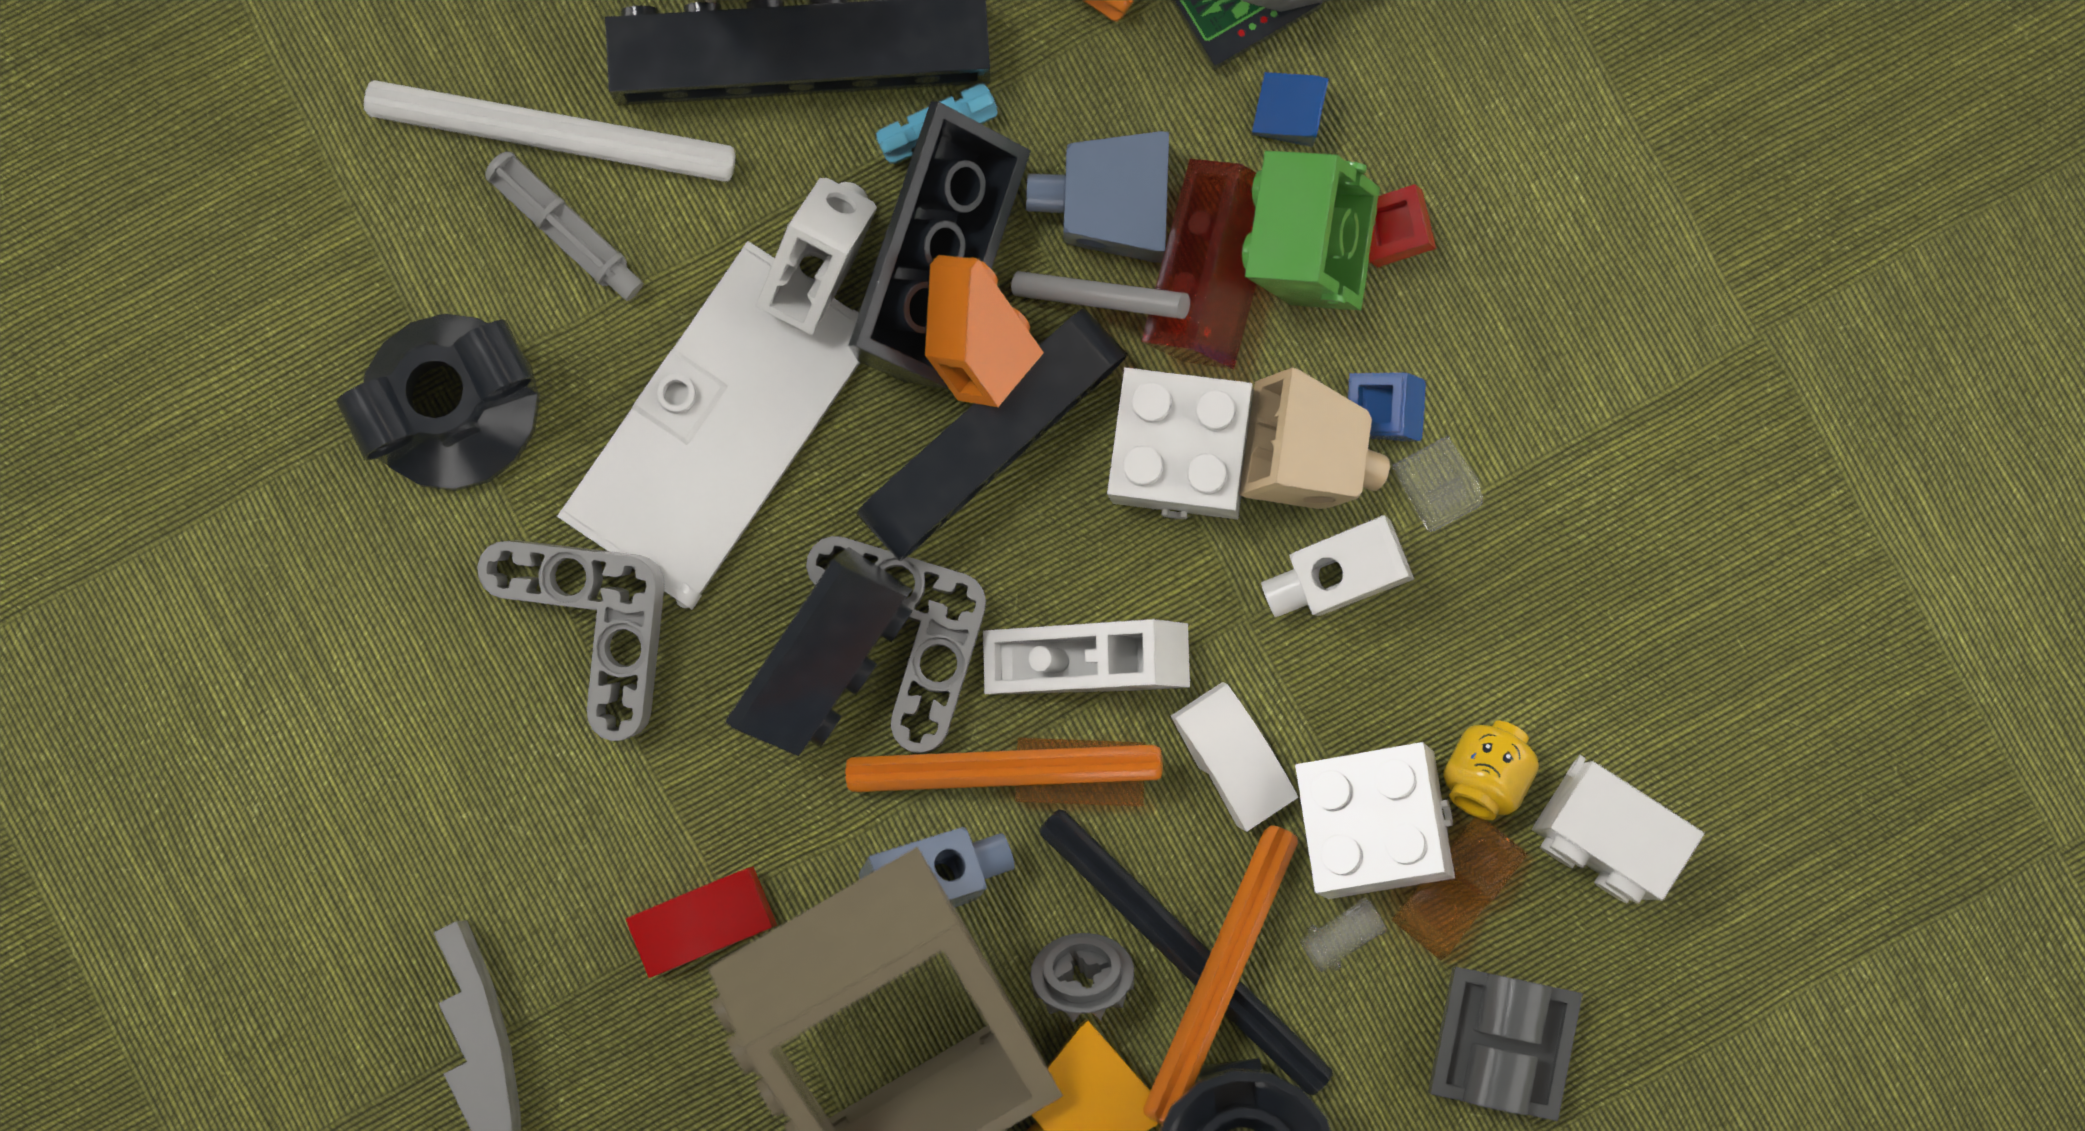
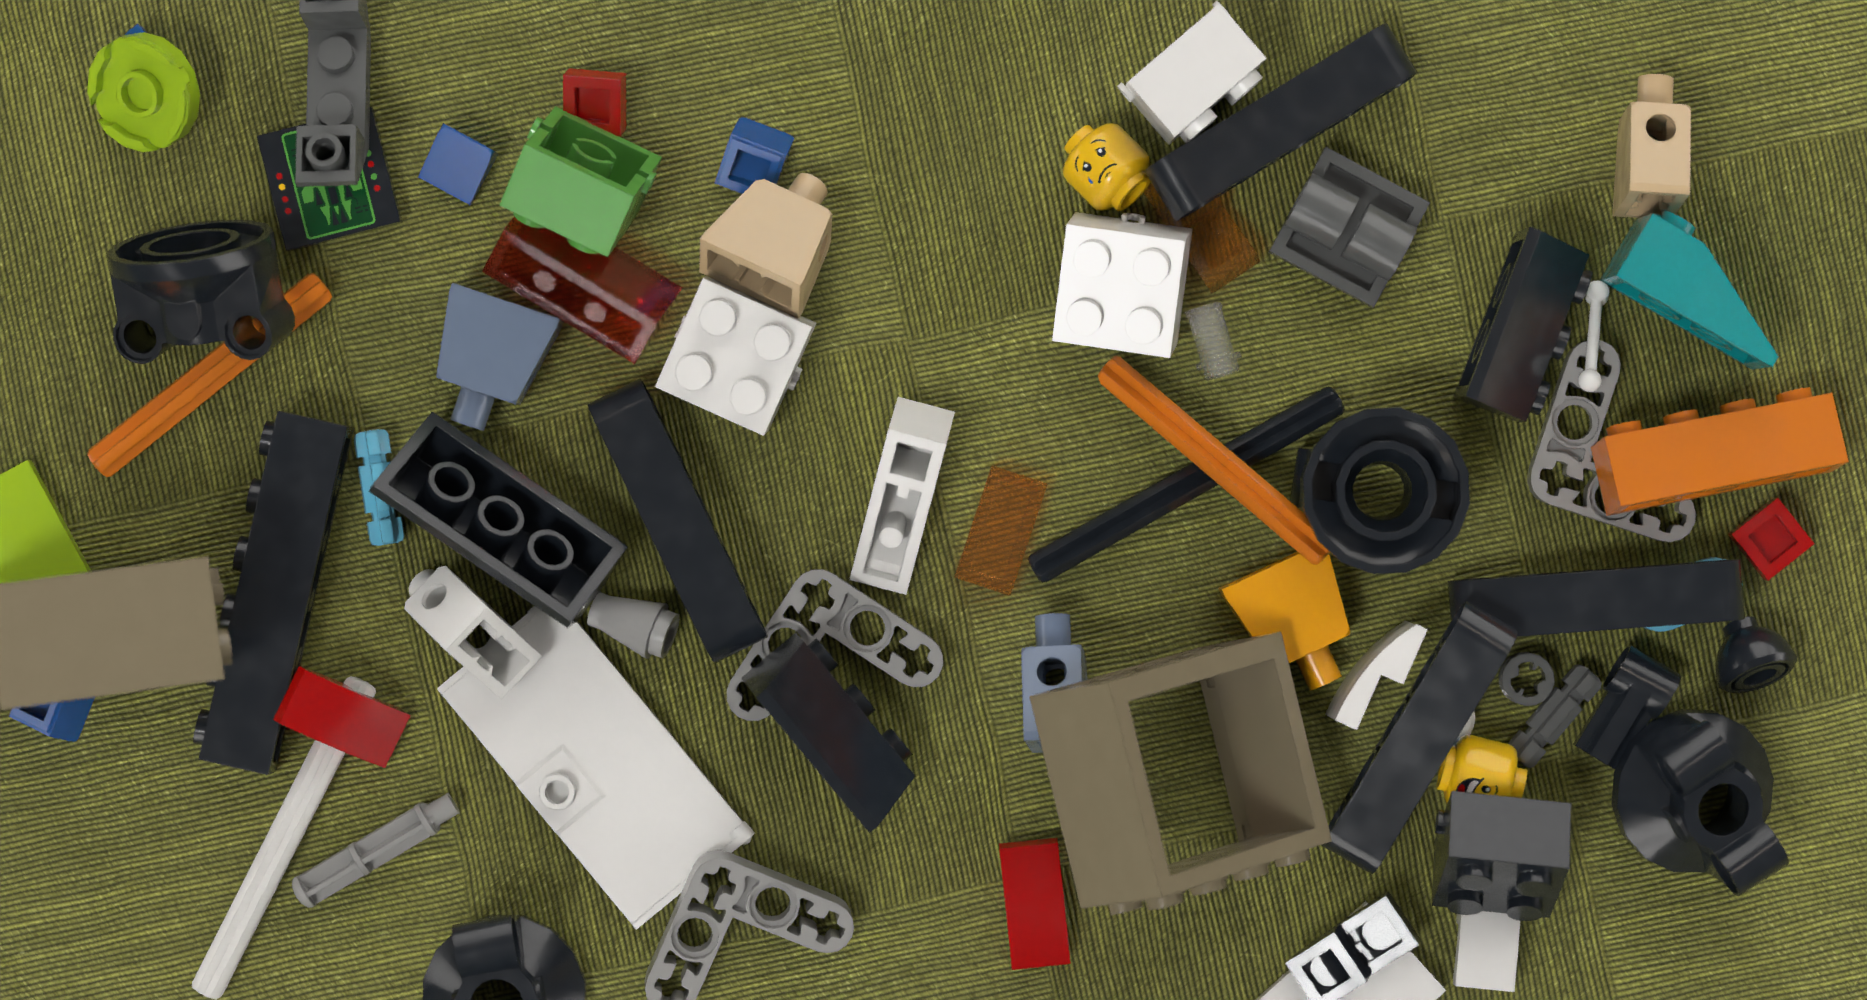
camera: 75 degrees left, 5 degrees up
(690, 150) = (341, 717): none -> red slope
(873, 424) = (637, 624): none -> light grey cone
(974, 332) = (587, 511): orange slope -> none
(1004, 768) = (978, 597): orange axle -> none
(1099, 960) = (1168, 564): dark grey gear -> none
(1101, 294) = (581, 387): light grey bar -> none
(1235, 756) = (1027, 390): white slope -> none
(1369, 562) = (889, 222): white torso -> none
(1439, 484) = (837, 133): clear slope -> none
(1594, 938) = (1280, 122): none -> black beam

